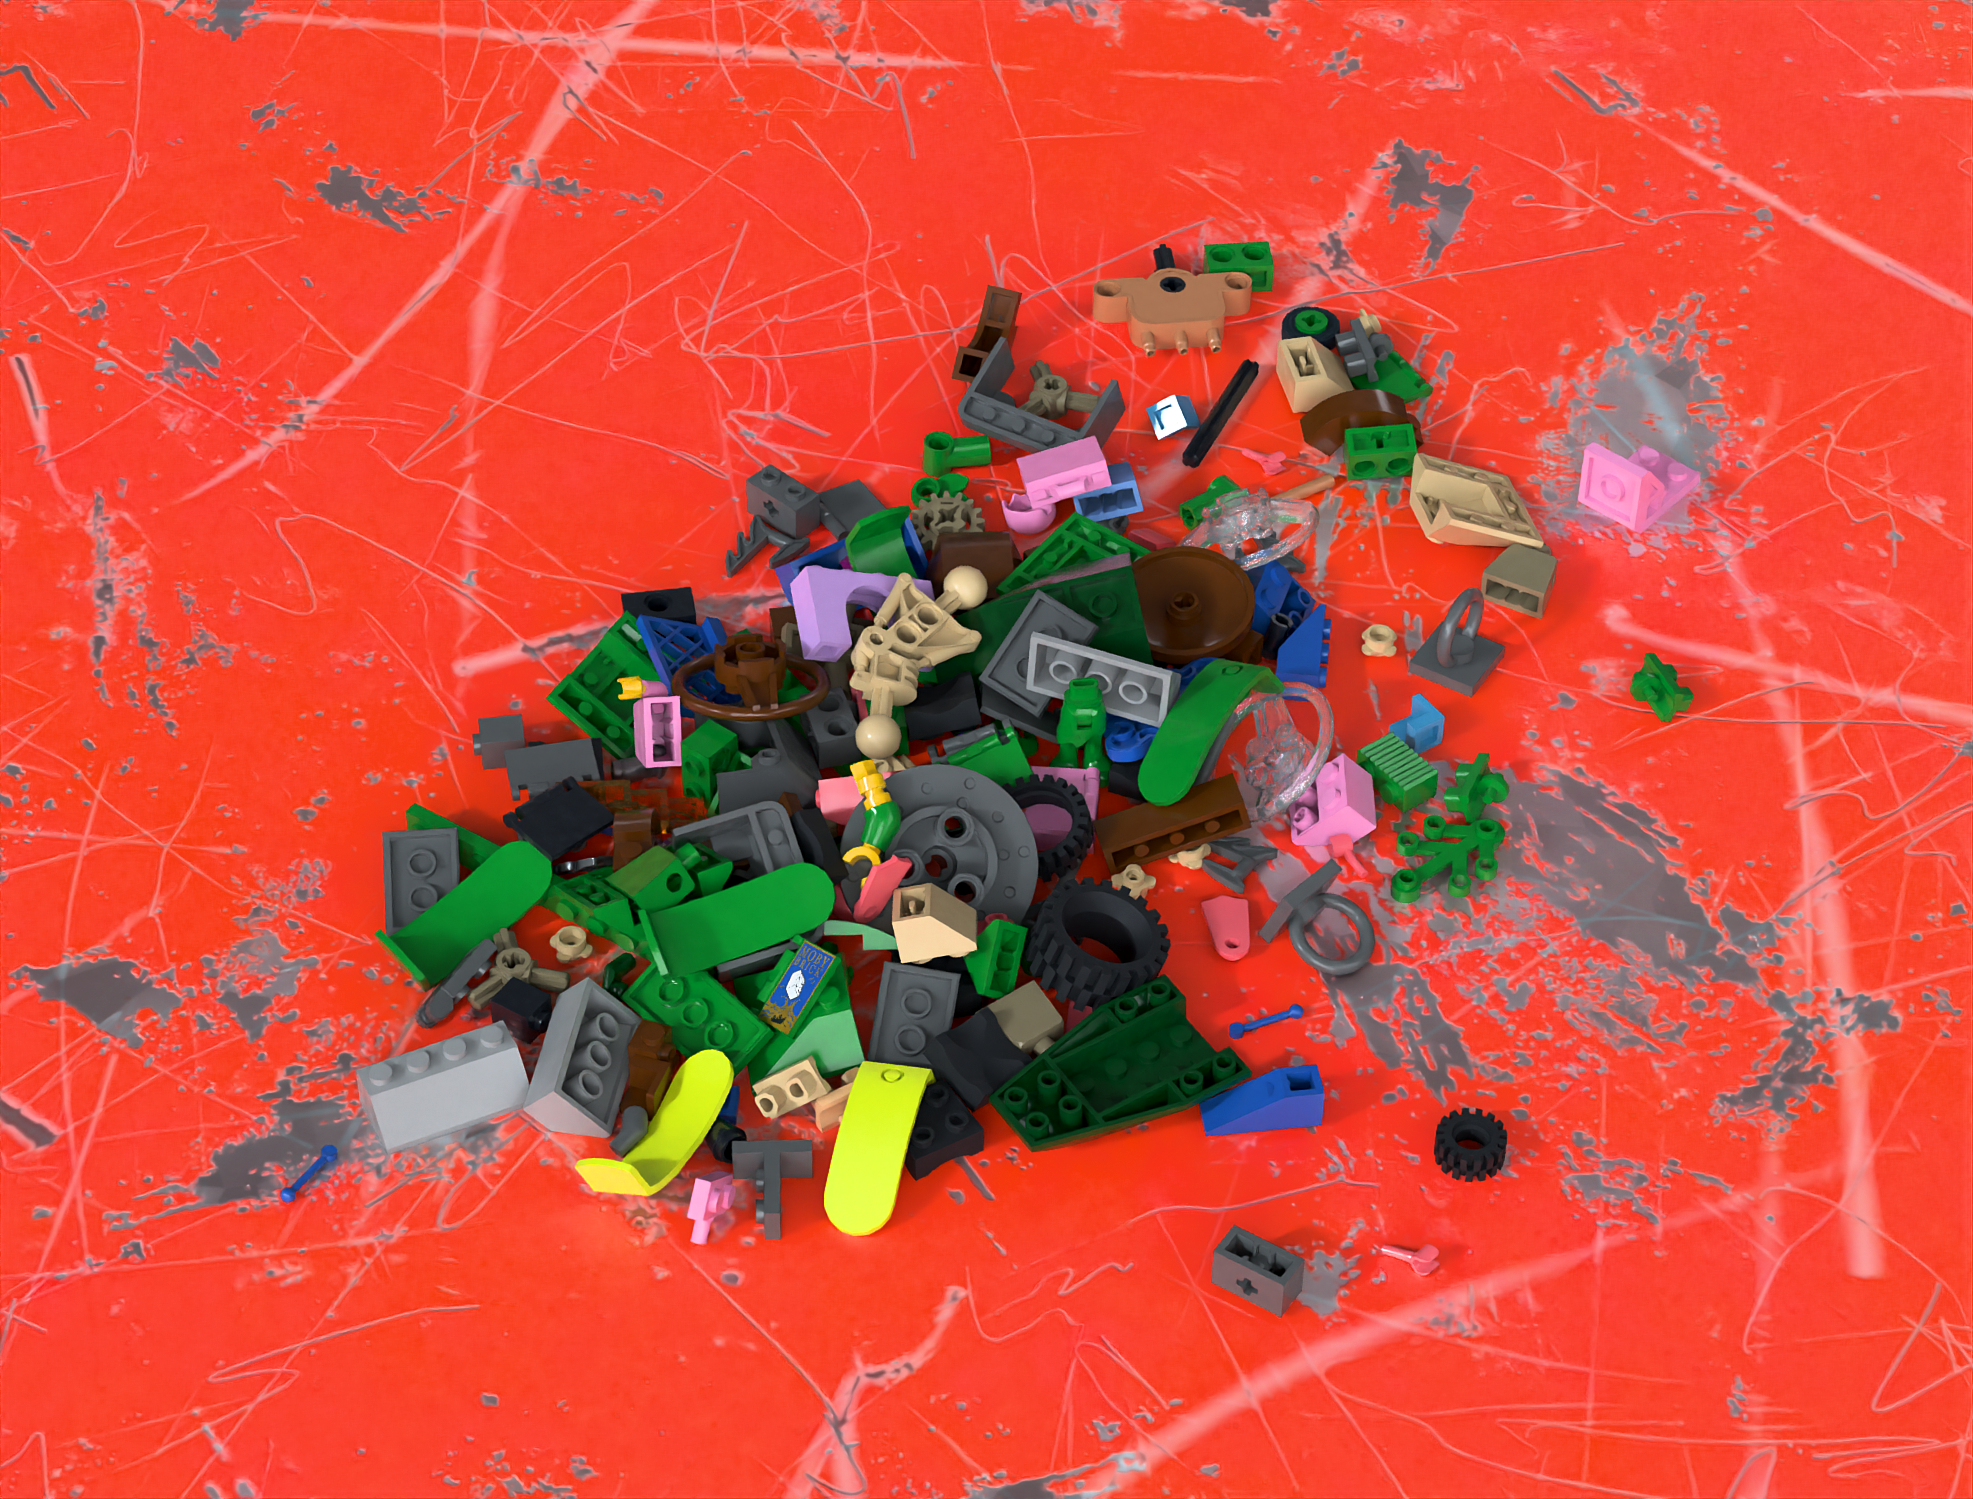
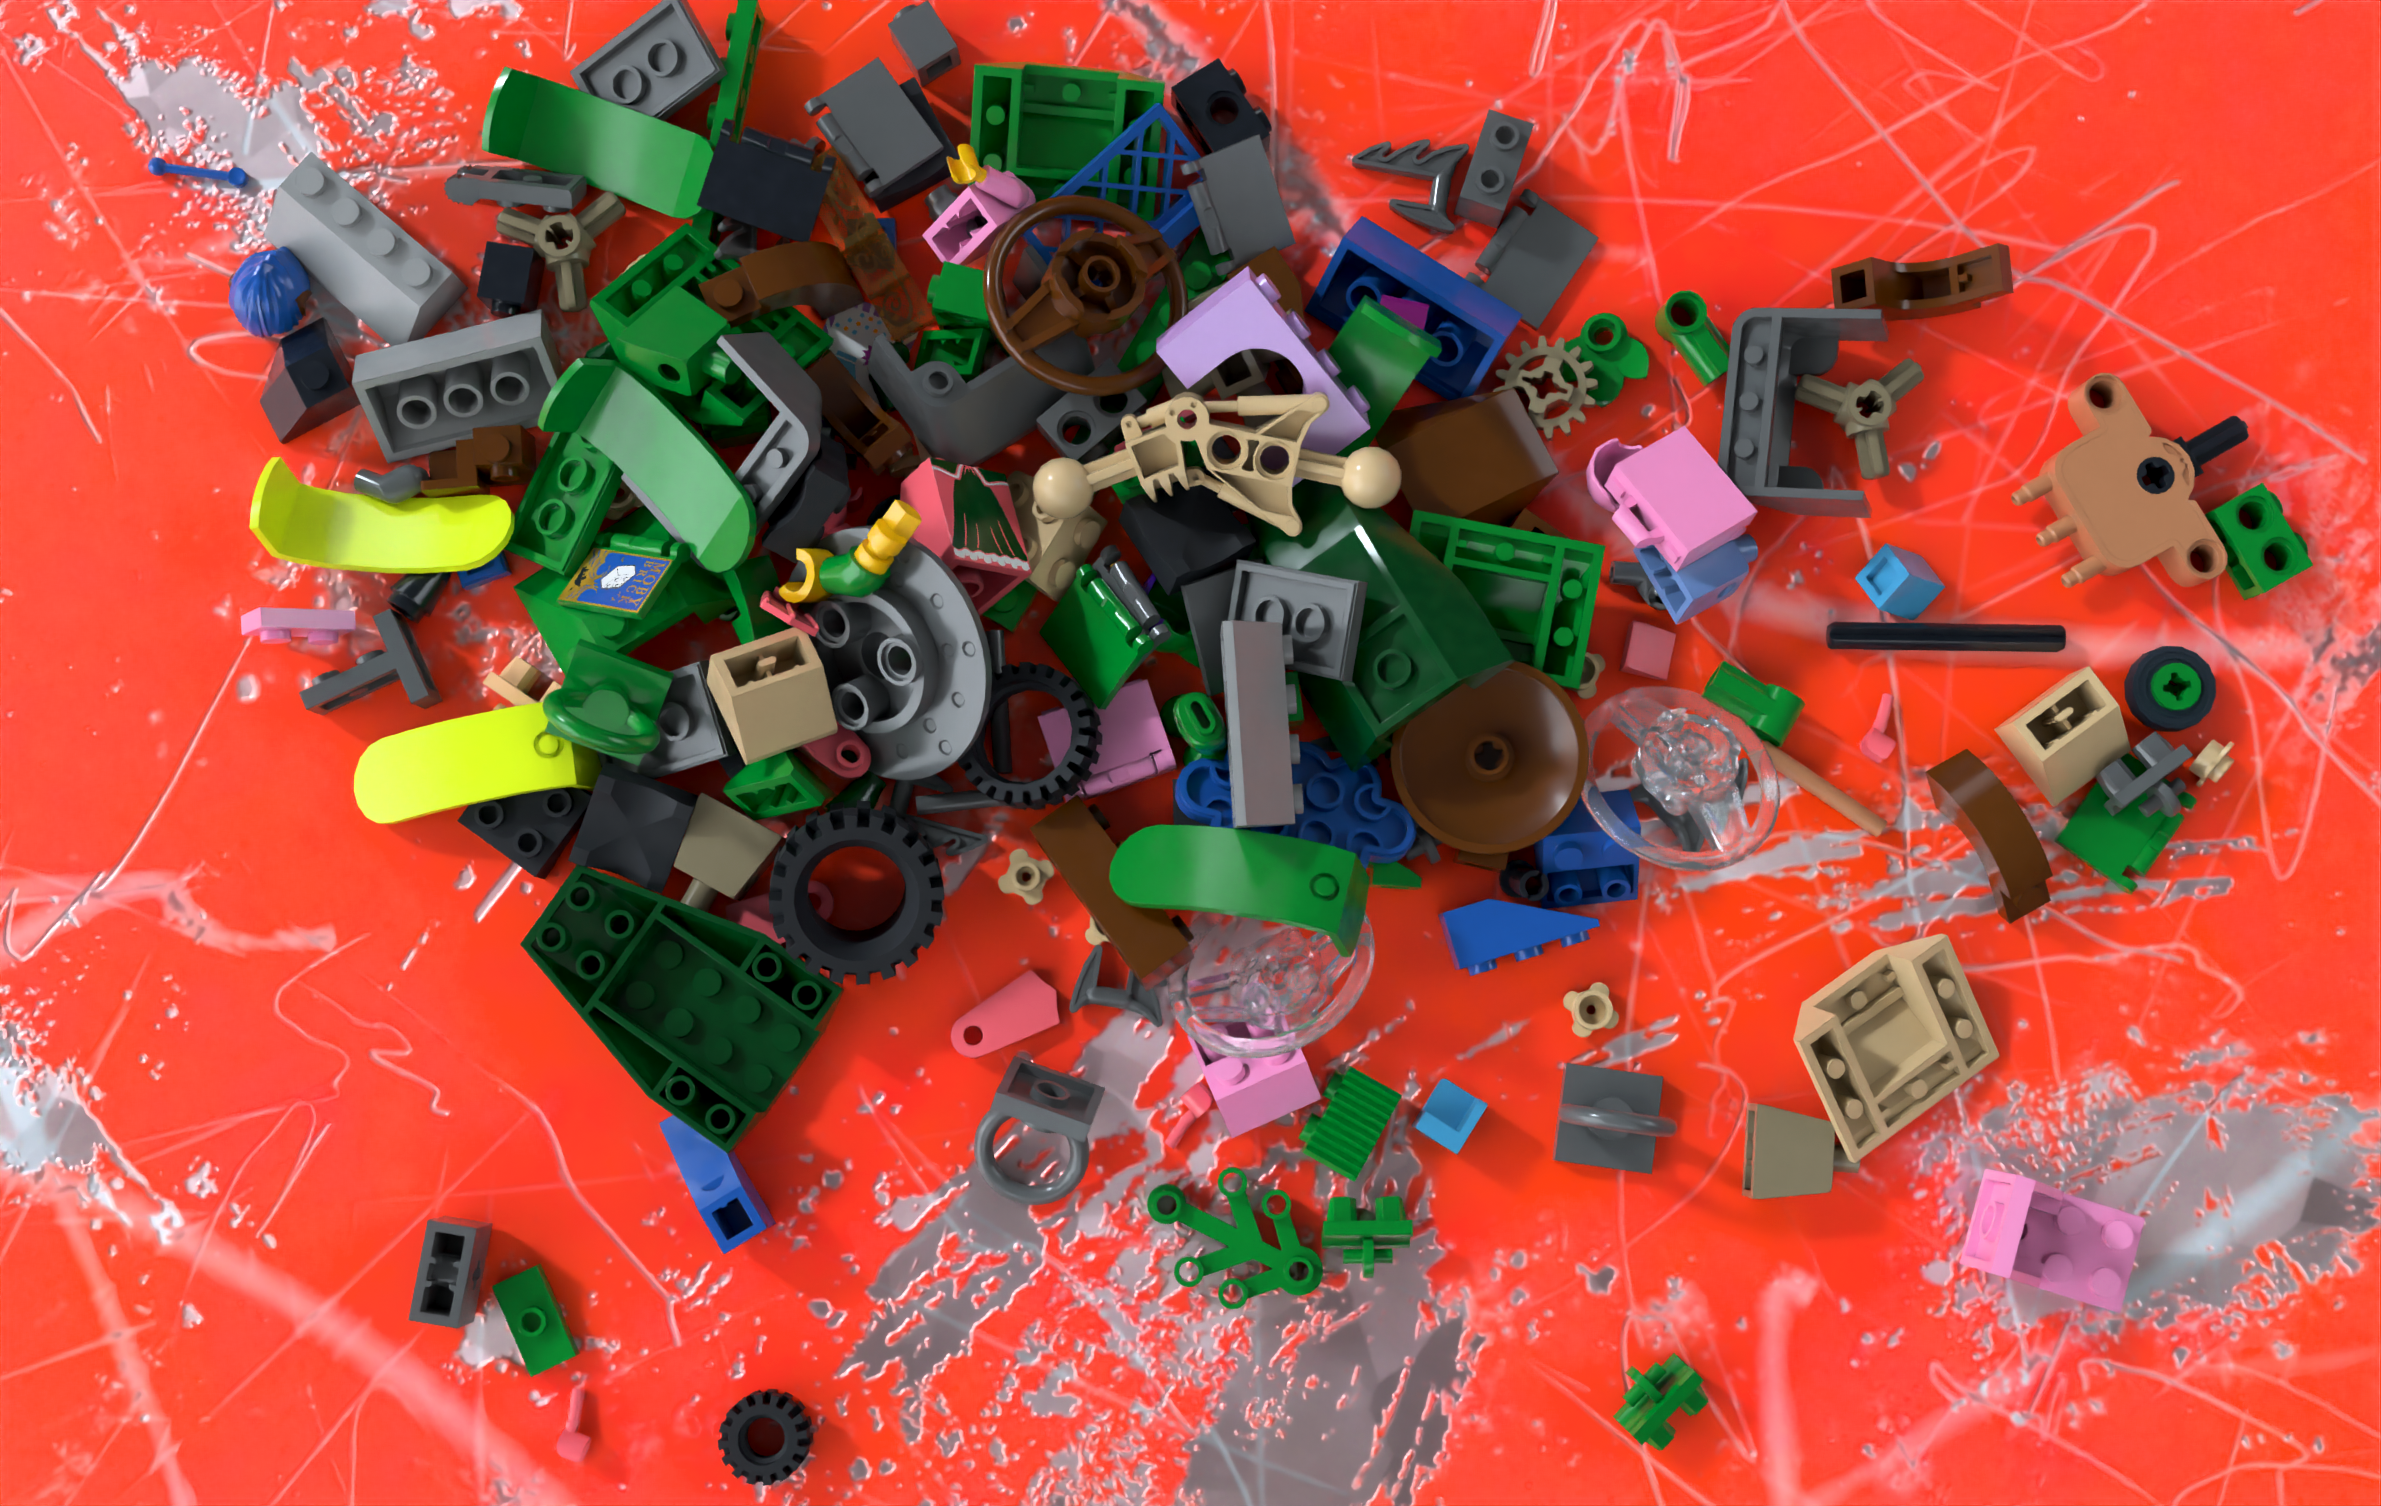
camera: 65 degrees right, 40 degrees up
(437, 1151) = (269, 292): none -> blue hair
(518, 1151) = (307, 382): none -> slope
(726, 615) = (1239, 203): none -> dark grey piece
(790, 1088) = (495, 637): tan hips -> none
(886, 1019) = (608, 703): none -> green tile
(1237, 1030) = (847, 1092): blue hinge -> none
(1324, 1251) = (535, 1320): none -> green plate
(1379, 451) = (1943, 880): green brick -> none

